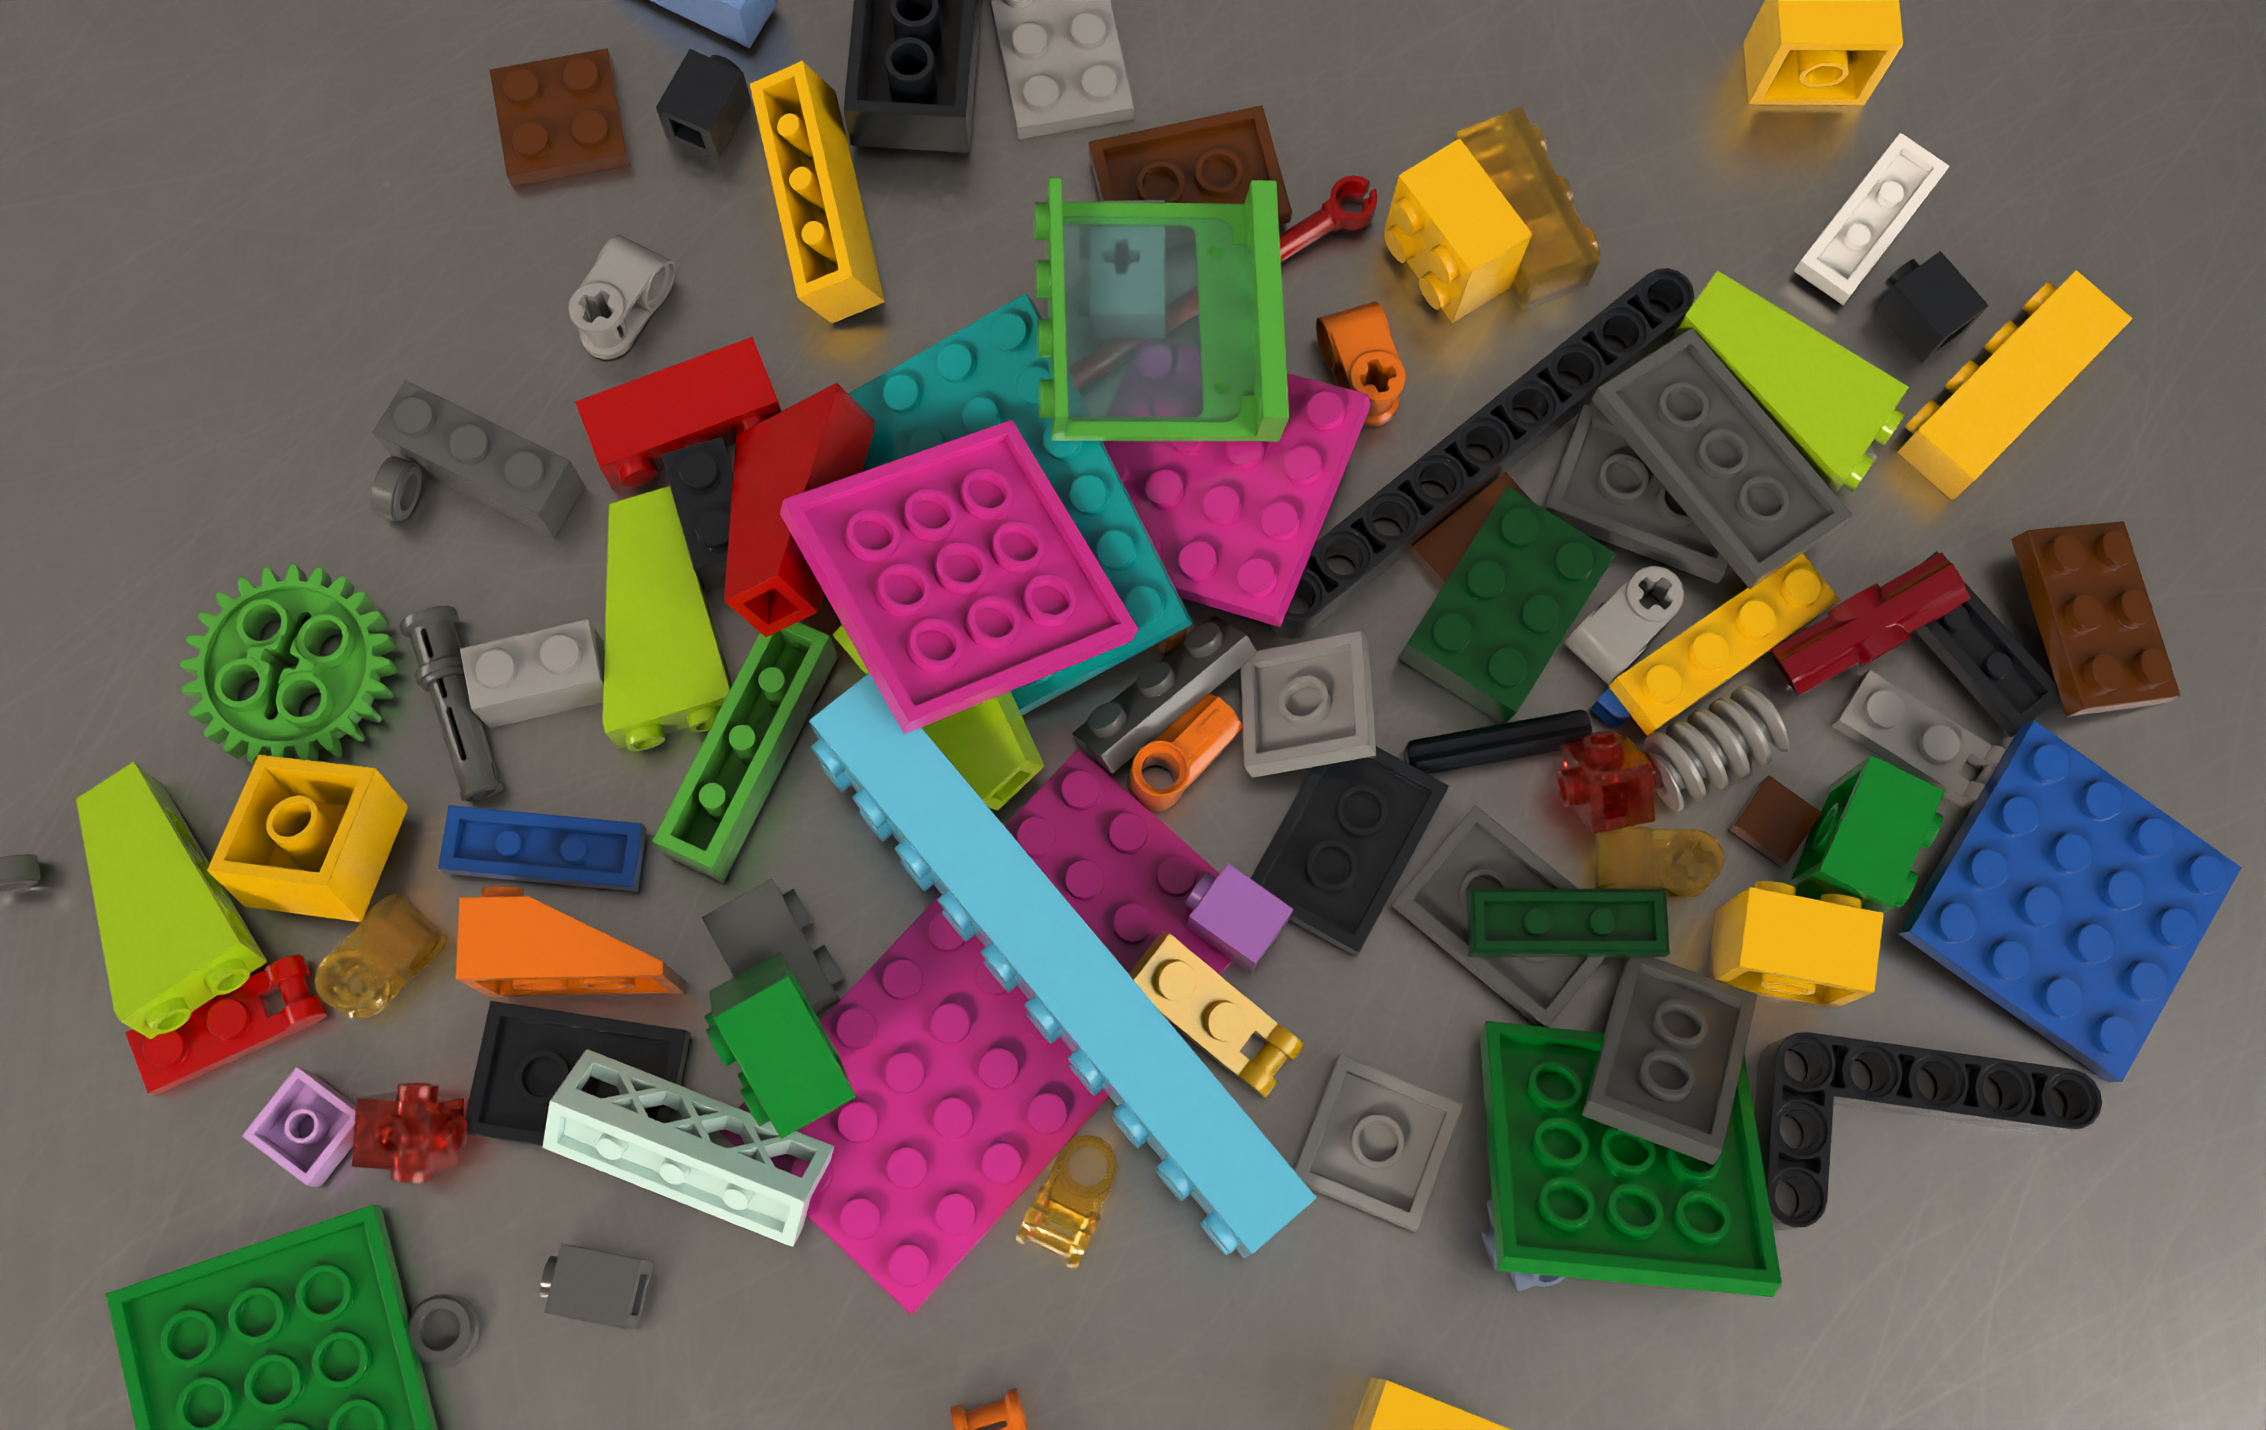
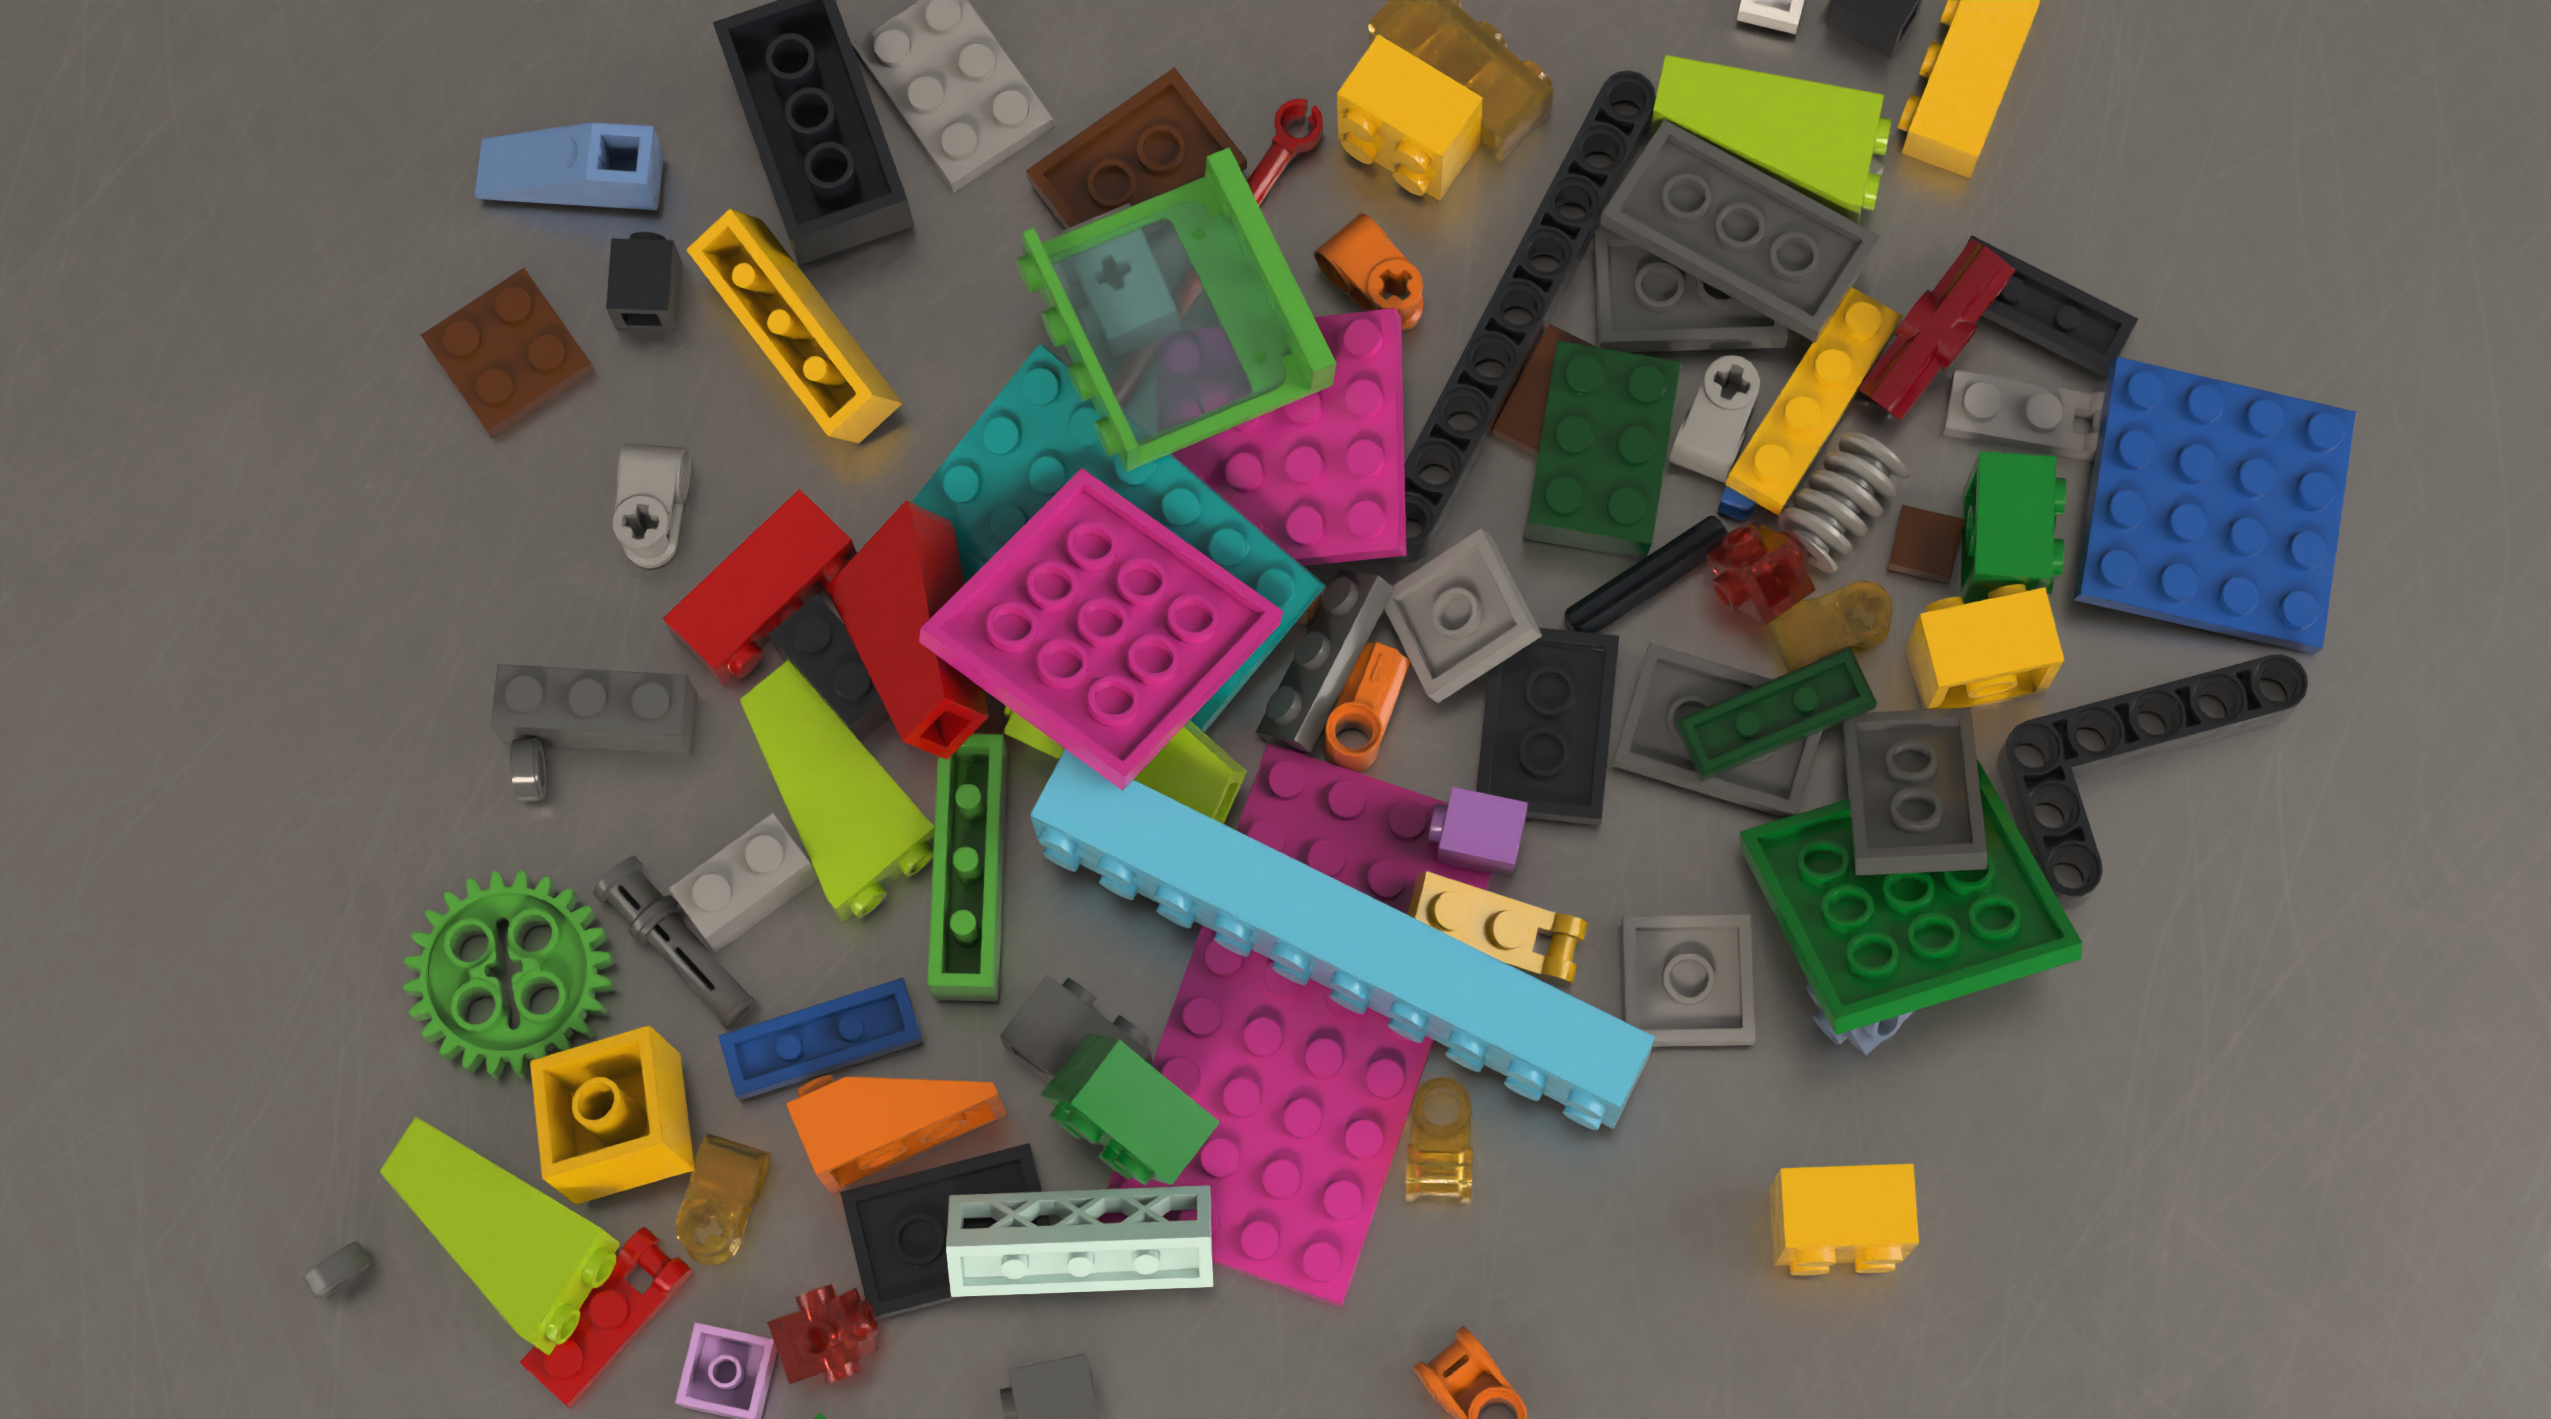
camera: 15 degrees left, 0 degrees up
(2095, 618) = (2138, 236): reddish brown plate -> none

